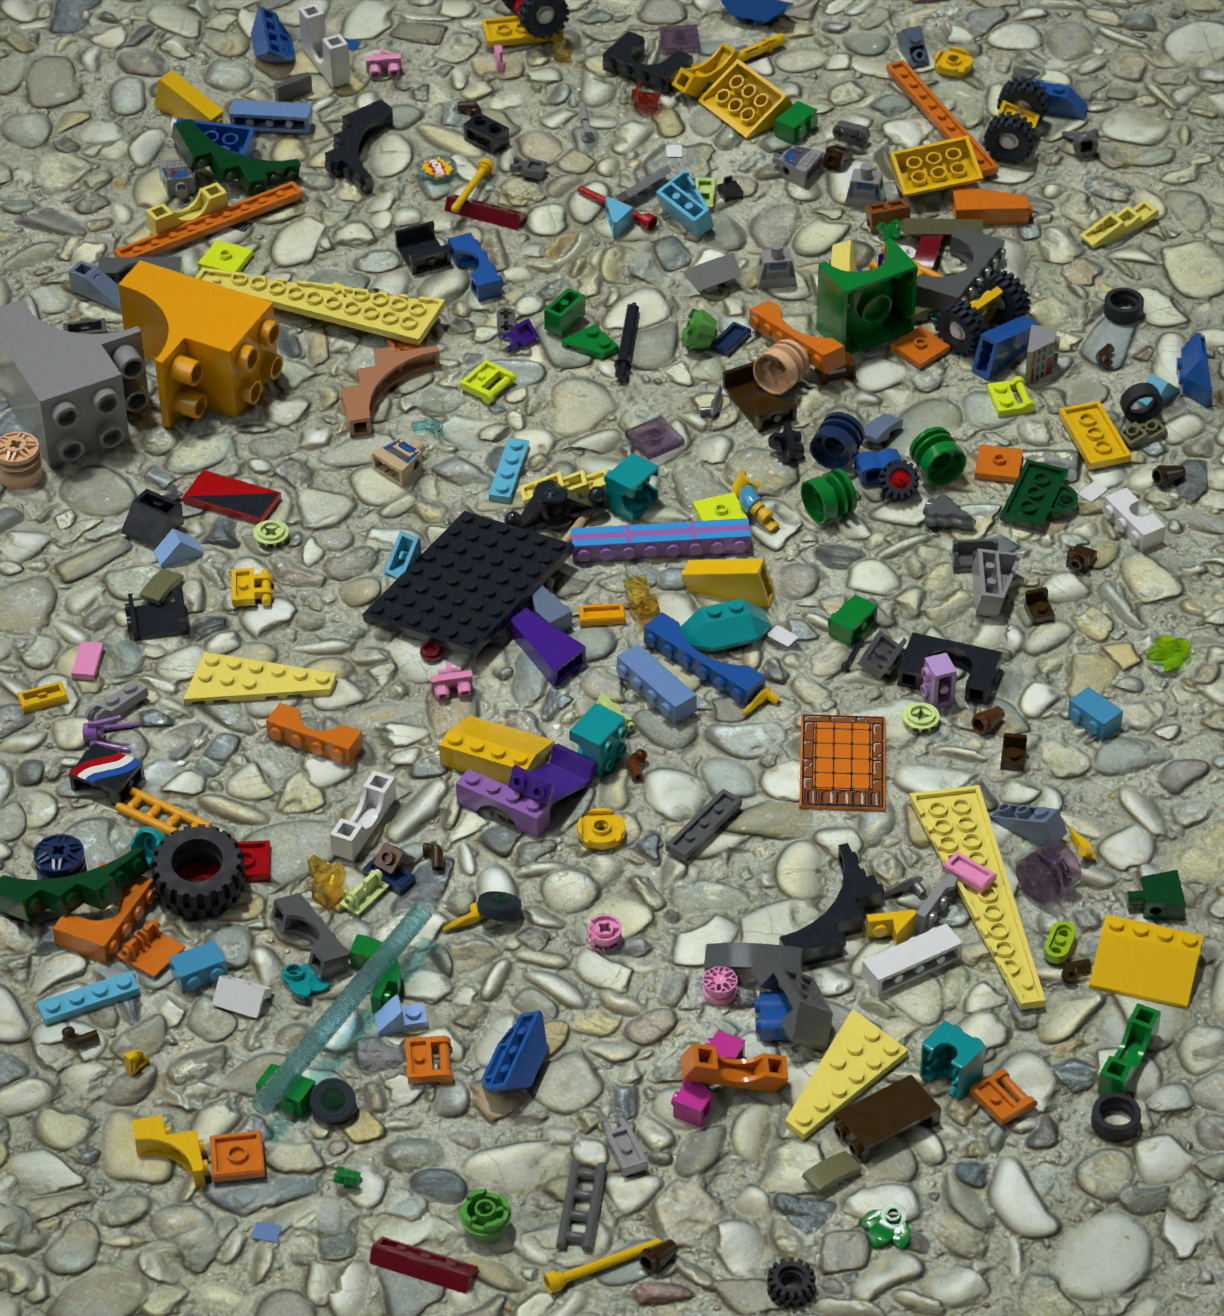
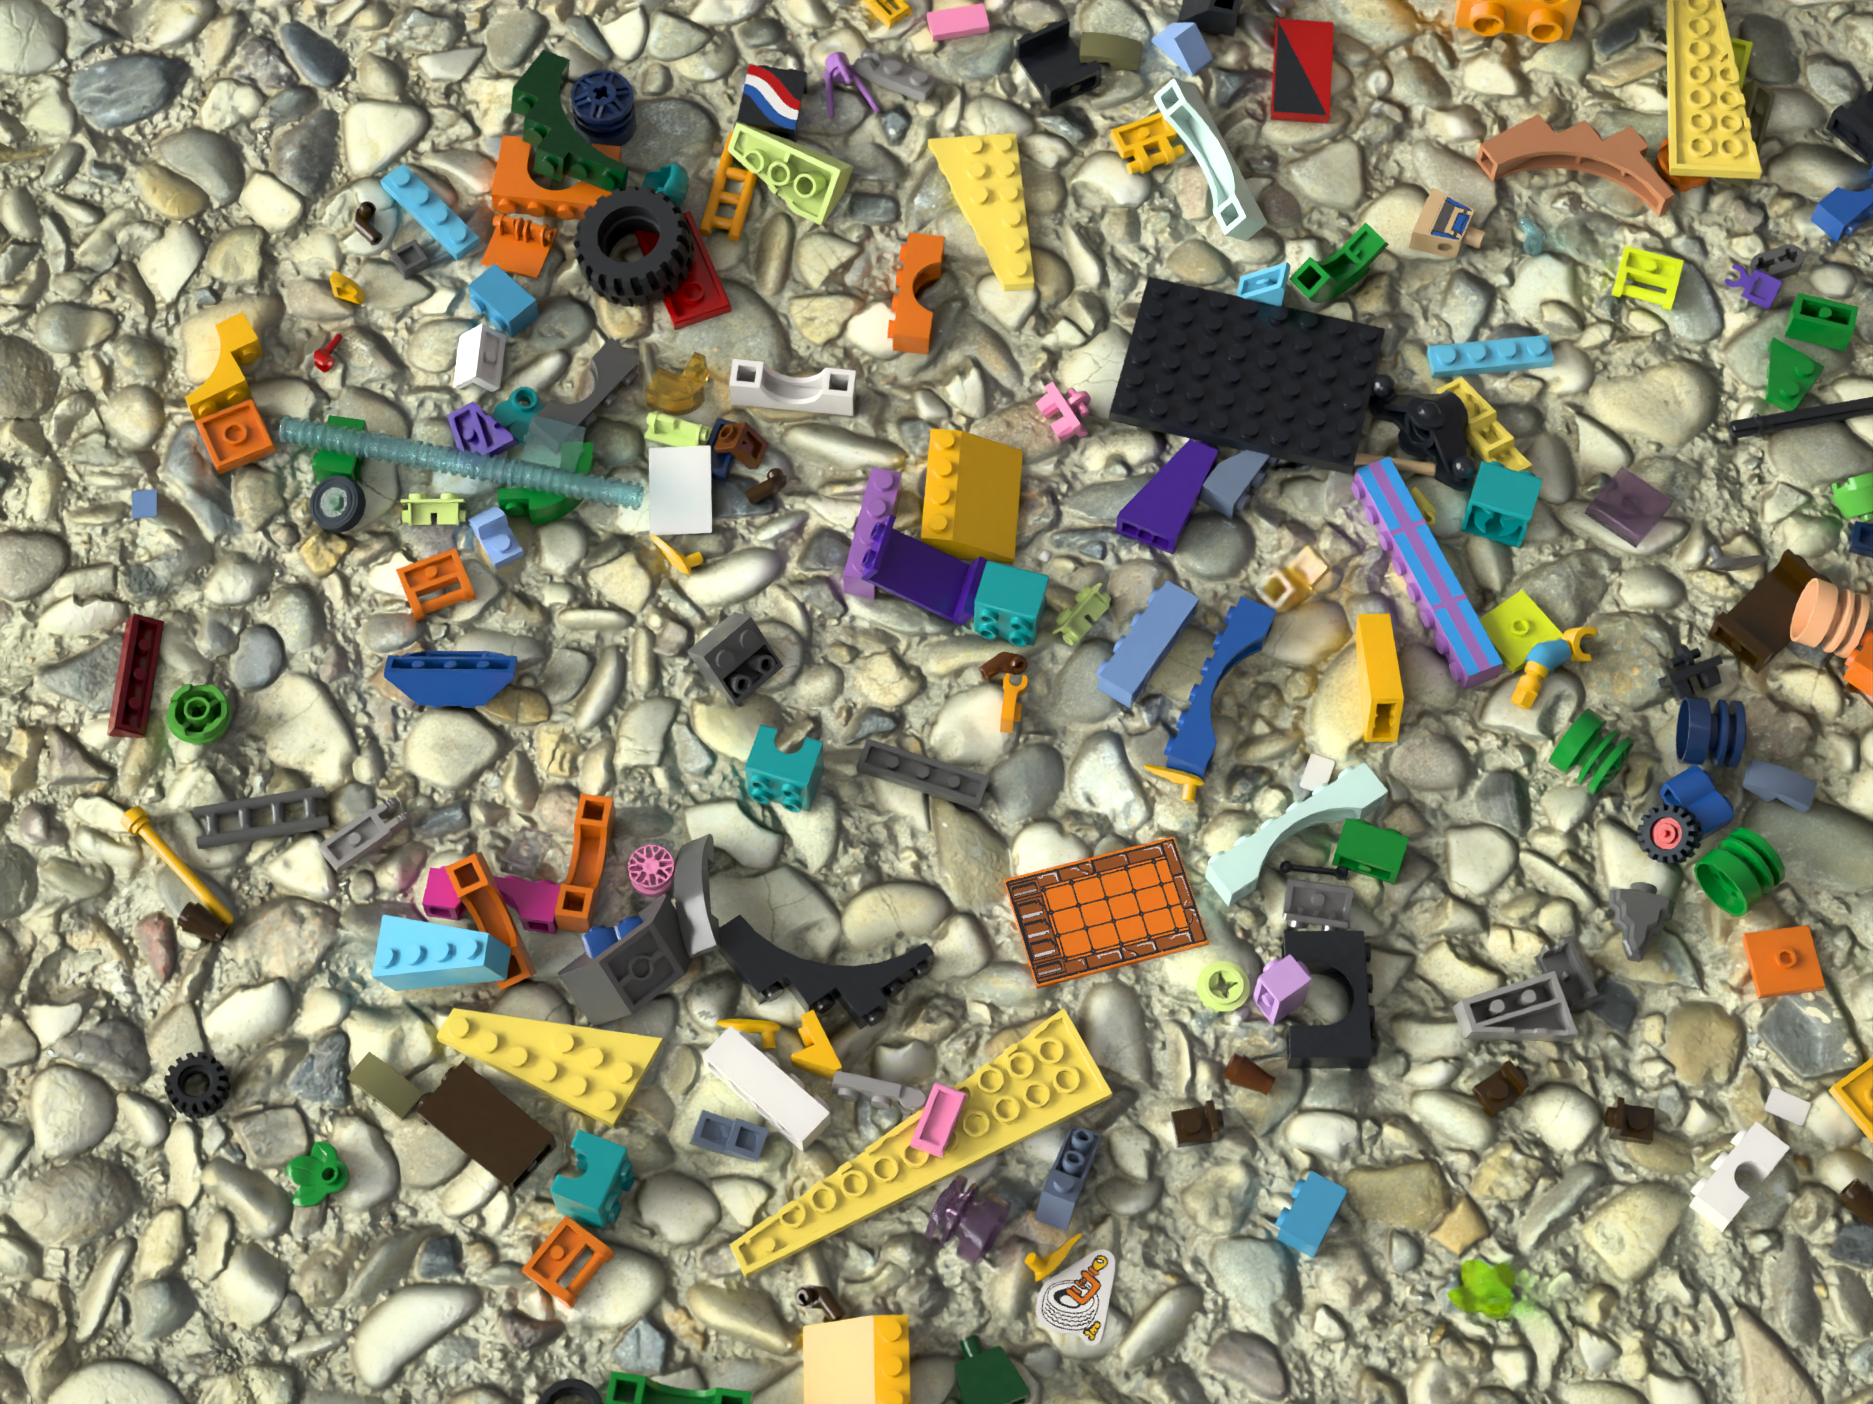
camera: 70 degrees right, 20 degrees up
(125, 1019) = (410, 259): none -> dark grey tile
(177, 773) = (799, 175): none -> yellowish green wedge
(191, 1090) = (323, 357): none -> red hand
(270, 527) = (1246, 124): yellowish green gear -> none
(286, 555) = (1232, 198): none -> light aqua arch
(310, 1004) = (479, 431): none -> dark purple wing
(346, 1176) = (234, 557): green piece -> none
(350, 952) = (553, 443): none -> clear light blue piece
(366, 1039) = (421, 509): none -> yellowish green hinge
(399, 896) = (680, 490): none -> white sticker
(405, 511) = (1342, 270): none -> green arch
(431, 652) = (1111, 372): dark red plate -> none
(499, 906) = (699, 582): black wheel -> none
(568, 900) = (735, 657): none -> dark grey slope
(595, 839) = (871, 674): yellow plate -> none
(601, 615) = (1262, 544): light orange tile -> none
(604, 932) = (698, 713): bright pink wheel -> none
(672, 766) = (1011, 710): none -> light orange plate
(675, 1045) = (526, 852): none -> clear plate
(677, 1007) = (583, 881): none -> orange arch
(678, 892) = (783, 776): none -> teal piece
(725, 625) = (1295, 701): teal wedge -> none
(748, 1106) = (436, 955): none -> medium azure wedge
(840, 682) = (1351, 796): none -> light aqua arch
(864, 953) = (752, 1026): none -> yellow bar
(908, 884) = (909, 1056): flat silver bar -> none
(938, 992) = (729, 1137): none -> sand blue slope
(1038, 496) = (1734, 1031): dark green plate -> none
(1059, 942) = (862, 1267): lime plate -> none
(1112, 845) = (1079, 1298): none -> sticker

